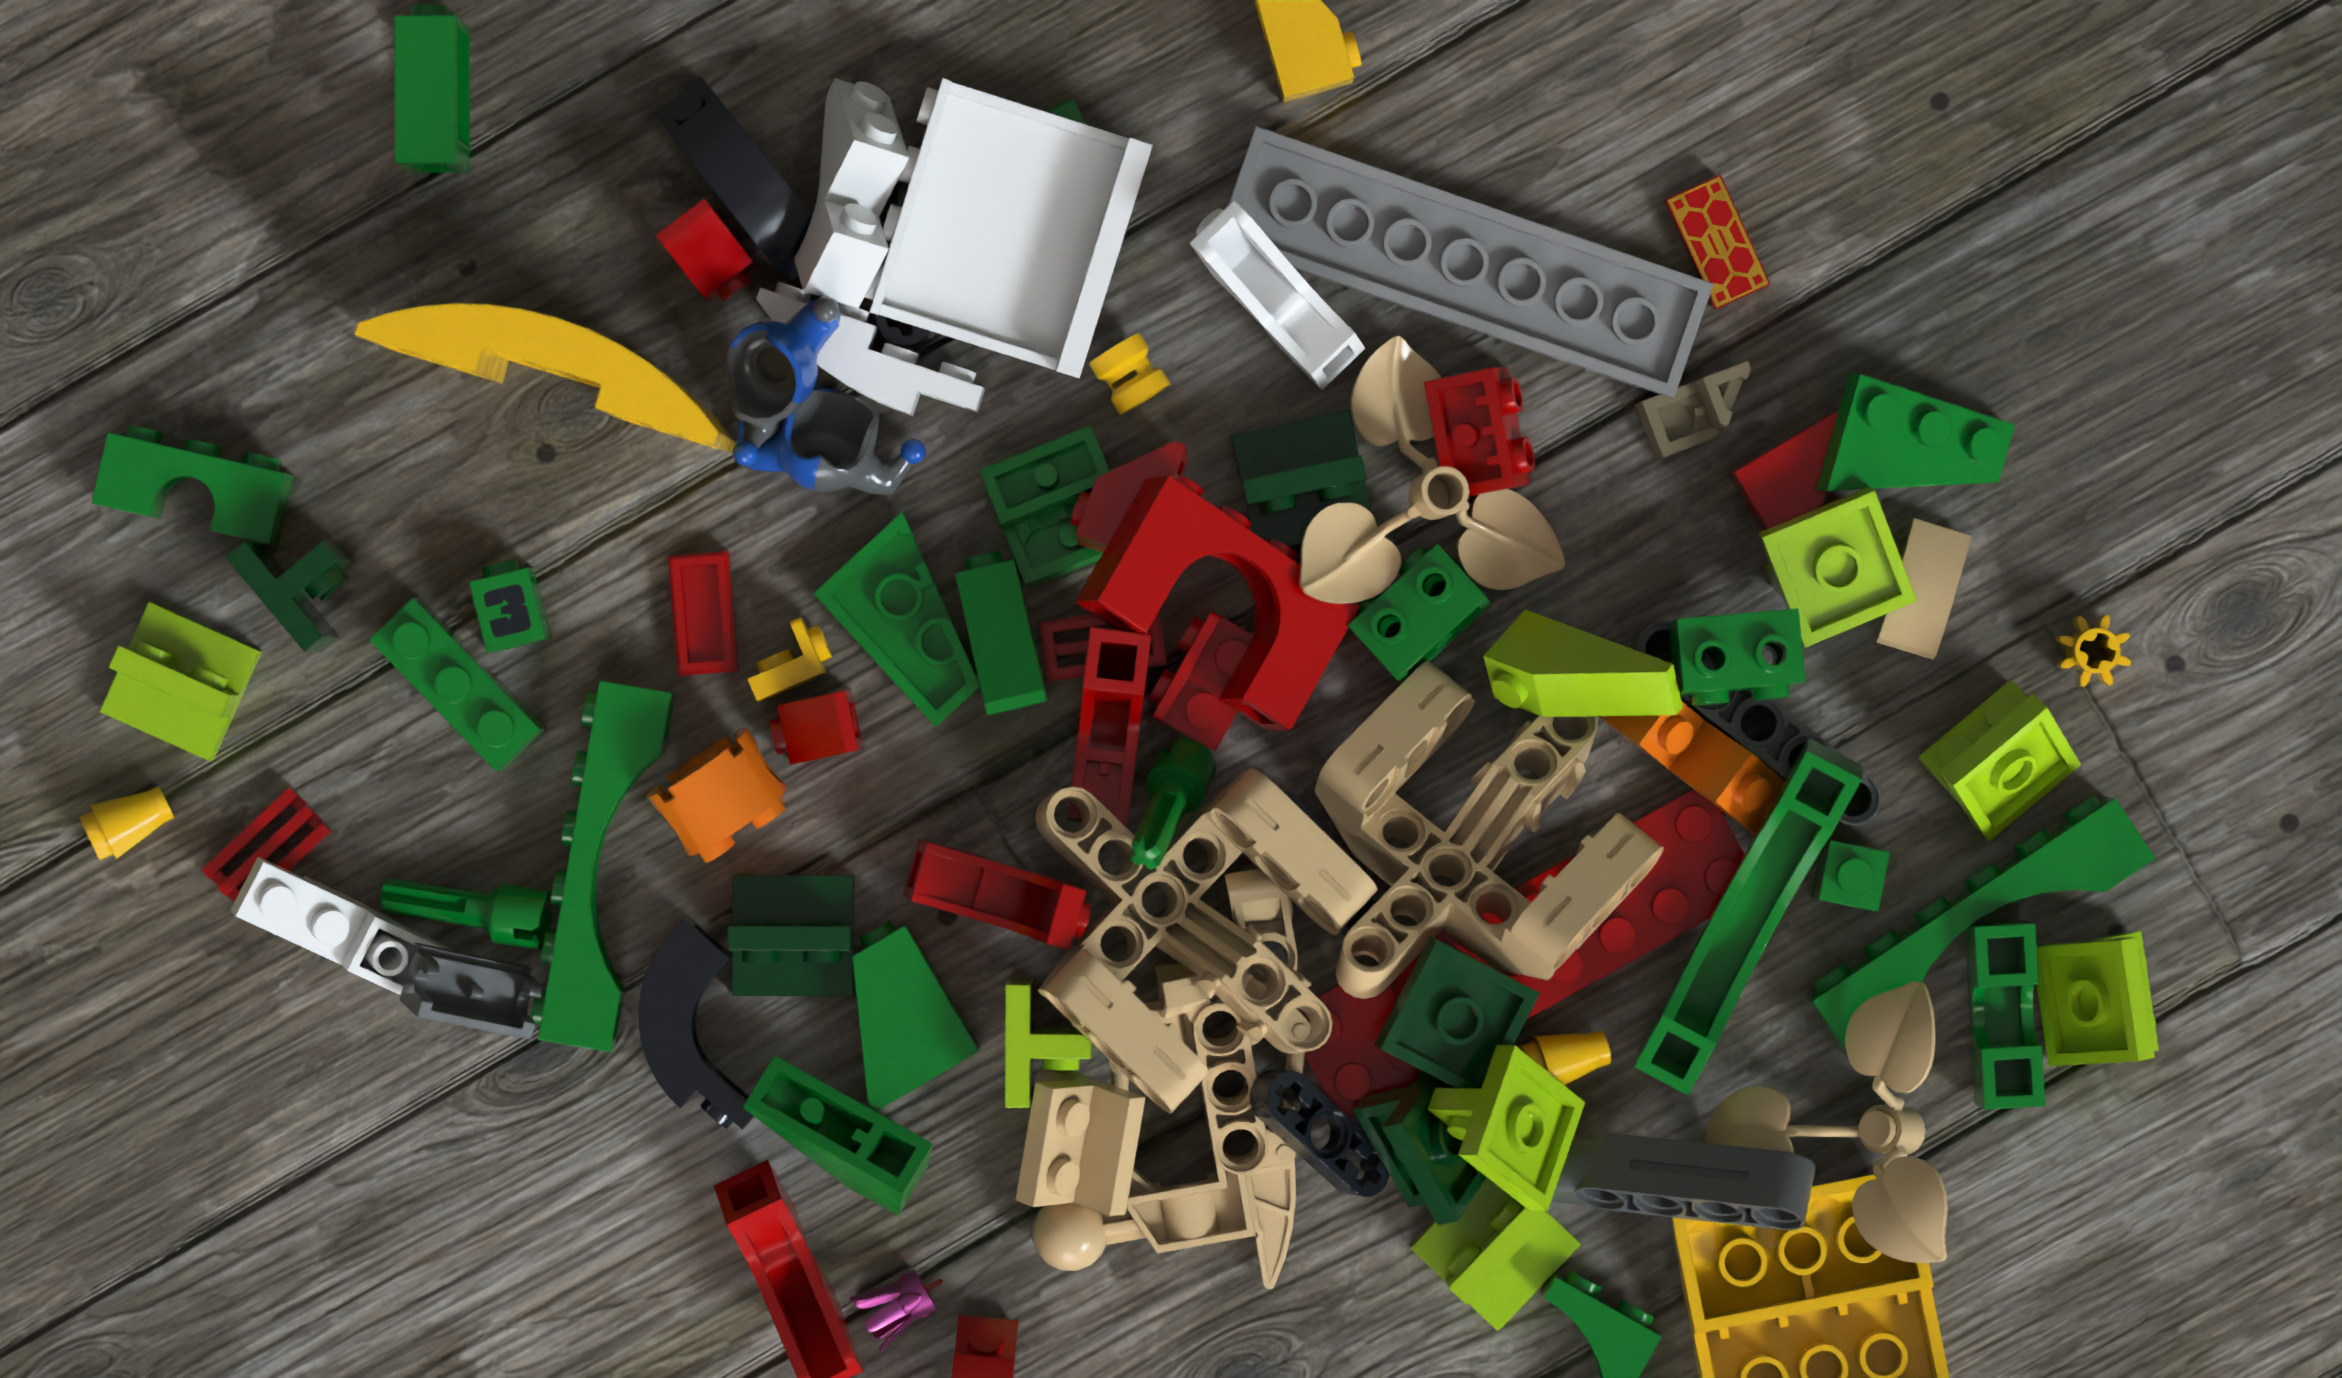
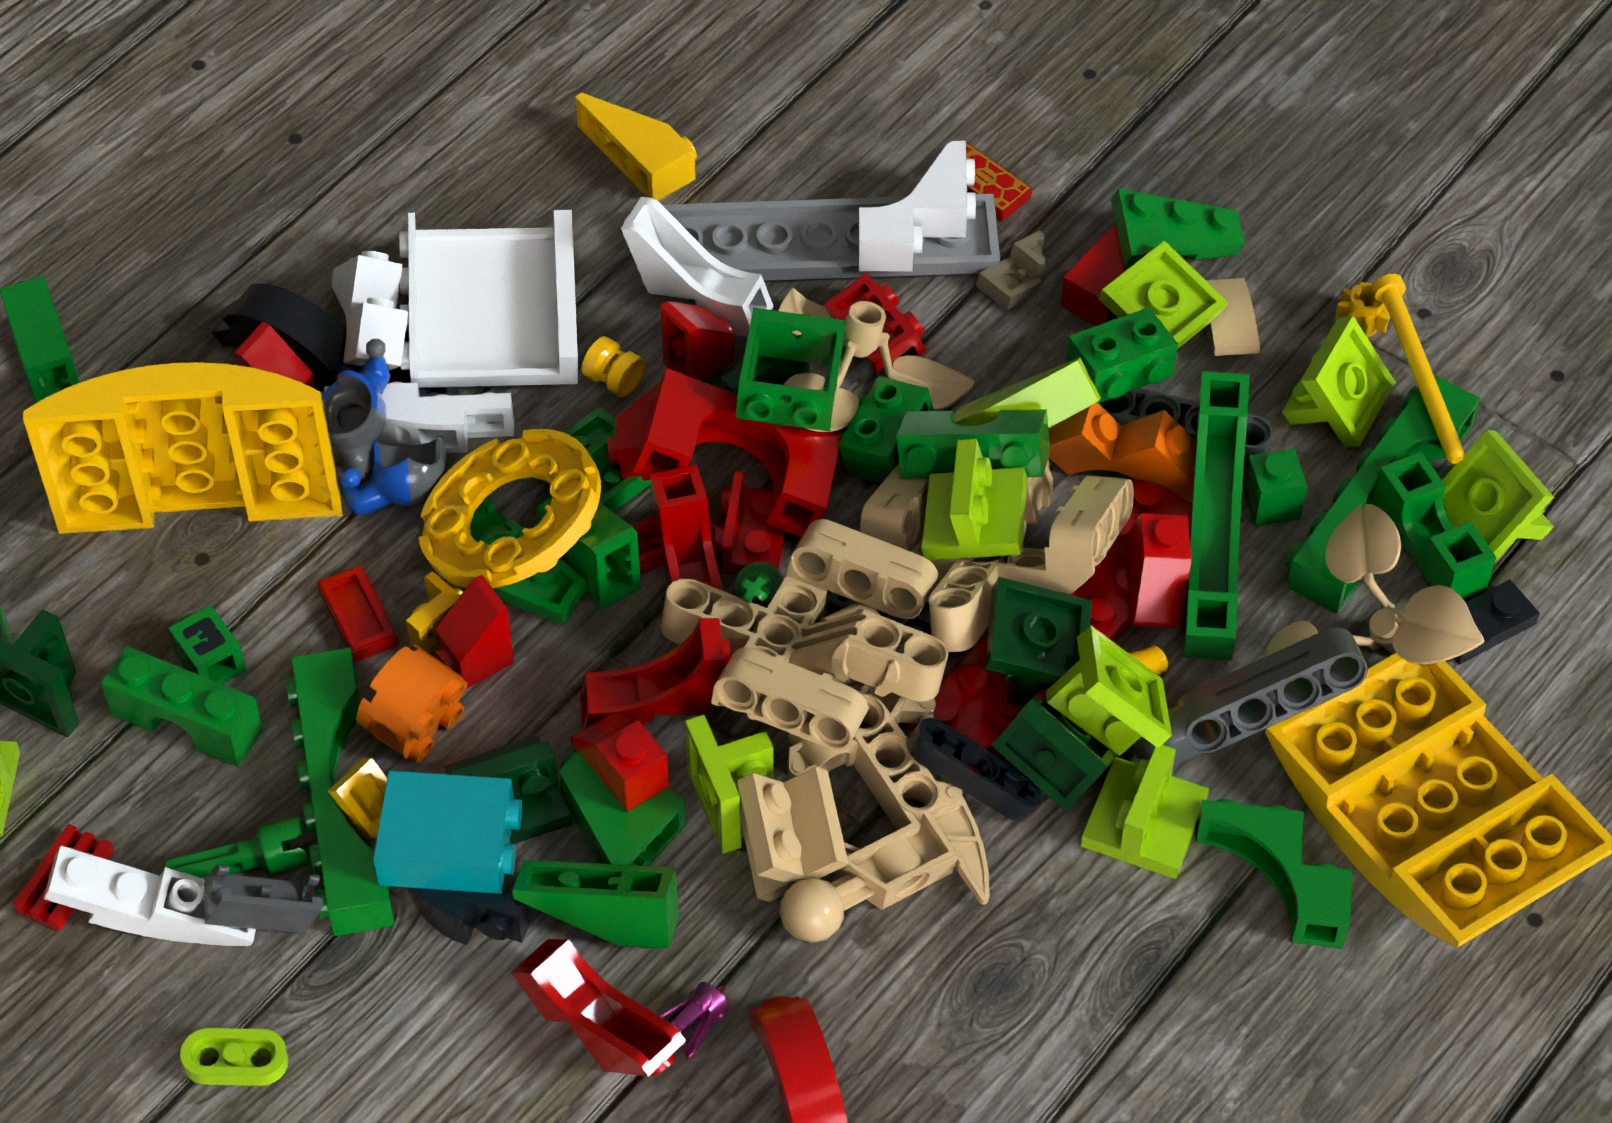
camera: 15 degrees left, 35 degrees down
(390, 1159) = (236, 1054): none -> lime plate
(627, 906) = (361, 796): none -> yellow bracket
(695, 1009) = (446, 832): none -> teal brick
(848, 541) = (457, 495): none -> yellow plate
(922, 978) = (624, 758): none -> red slope
(1247, 383) = (695, 340): none -> red slope
(1350, 481) = (773, 337): none -> green window
(1456, 822) = (974, 508): none -> lime bracket
(1534, 747) = (1010, 441): none -> green arch
(1627, 299) = (933, 209): none -> white arch
(1648, 954) = (1158, 569): none -> red slope
(2009, 1143) = (1499, 616): none -> black plate
(2101, 794) = (1389, 290): none -> yellow bar

